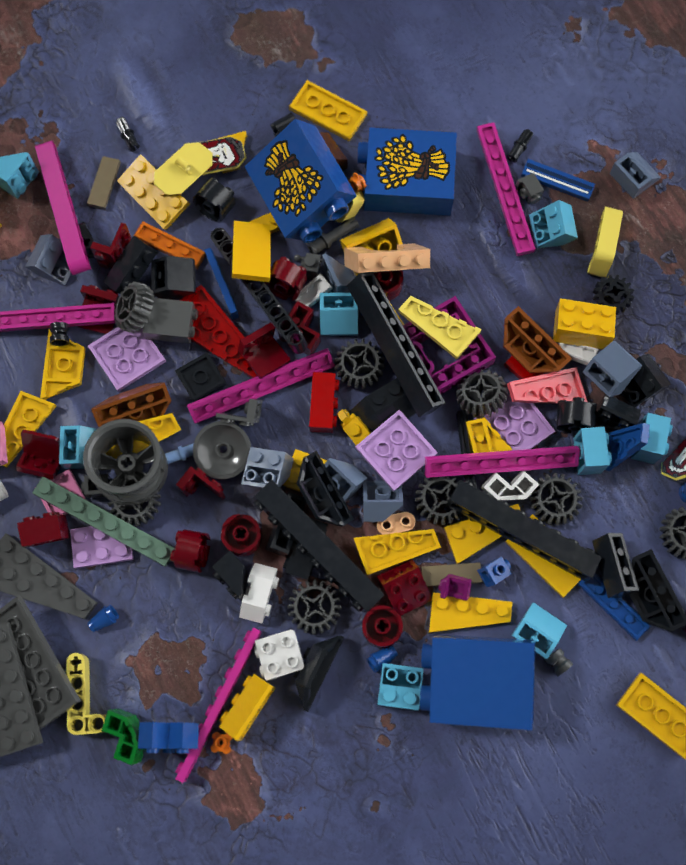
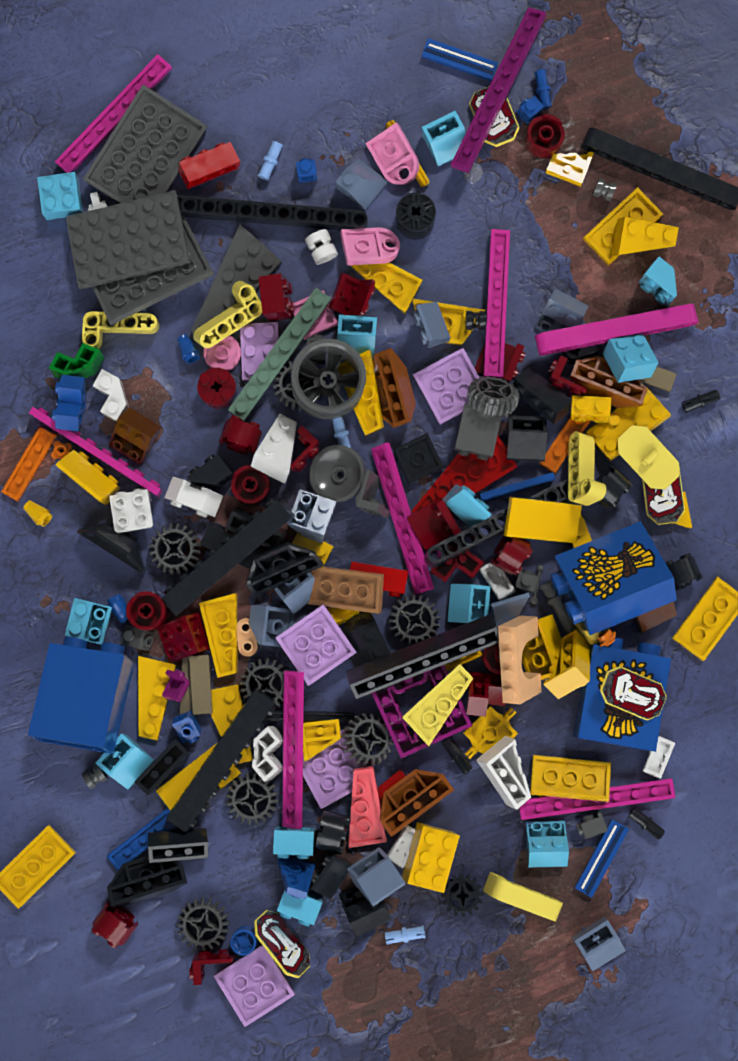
camera: 95 degrees right, 10 degrees up
(65, 374) = (432, 324): none -> sand blue slope
(73, 579) = (208, 333): none -> light yellow beam
(89, 191) = (630, 358): none -> medium azure brick
(105, 583) = (224, 354): none -> bright pink tile
(114, 207) = (599, 381): none -> dark orange wedge
(133, 576) = (207, 383): none -> dark red brick
(140, 220) = (591, 409): none -> yellow brick
(148, 694) = (112, 387): none -> white brick
(199, 664) = (134, 435): none -> reddish brown slope
(203, 509) = (276, 449): none -> white wedge
(214, 221) = (581, 483): none -> light yellow beam
(238, 778) = (29, 464): none -> orange tile
(243, 320) = (465, 506): none -> medium azure slope
(292, 758) = (39, 514): none -> yellow cone
(337, 424) = (347, 589): none -> medium nougat plate
(387, 211) = (571, 665): none -> yellow wedge
(406, 152) = (633, 693): none -> shield
(410, 635) = (137, 638): none -> dark grey bracket
(420, 285) = (482, 691): none -> dark red brick
(450, 562) = (201, 684): none -> dark tan tile
(458, 282) = (489, 730): none -> yellow plate
(465, 141) = (657, 761): none -> white plate
(484, 312) = (457, 755): none -> black axle
(490, 210) = (570, 778): none -> yellow tile
(494, 264) = (505, 772): none -> white wedge
(539, 591) = (162, 766): none -> black brick
(660, 342) = (405, 935): none -> light blue pin

